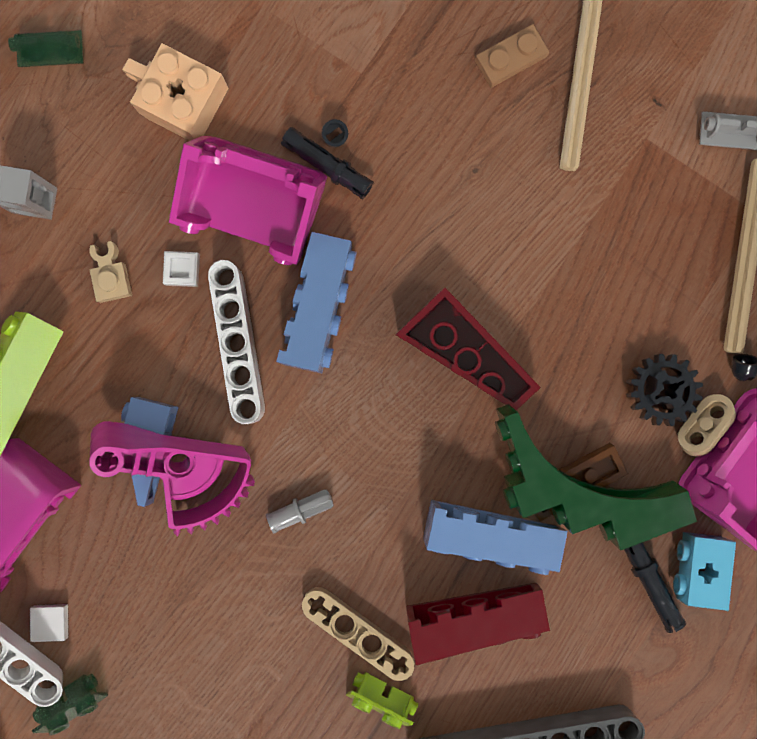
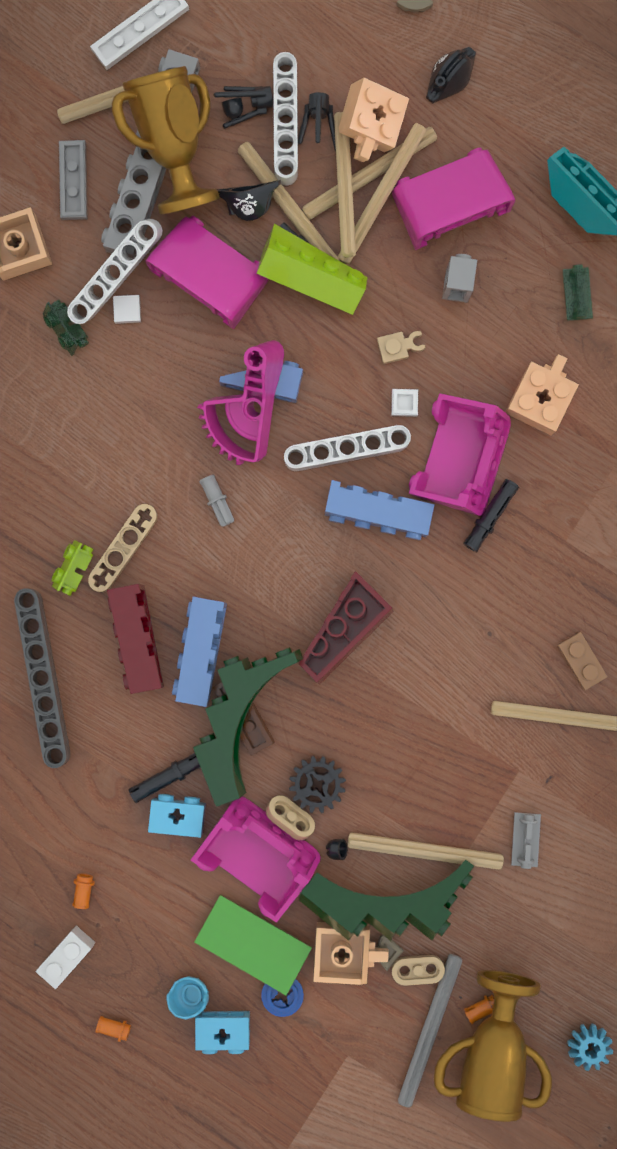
camera: 90 degrees right, 0 degrees up
(329, 127) = (509, 523): black hinge -> none

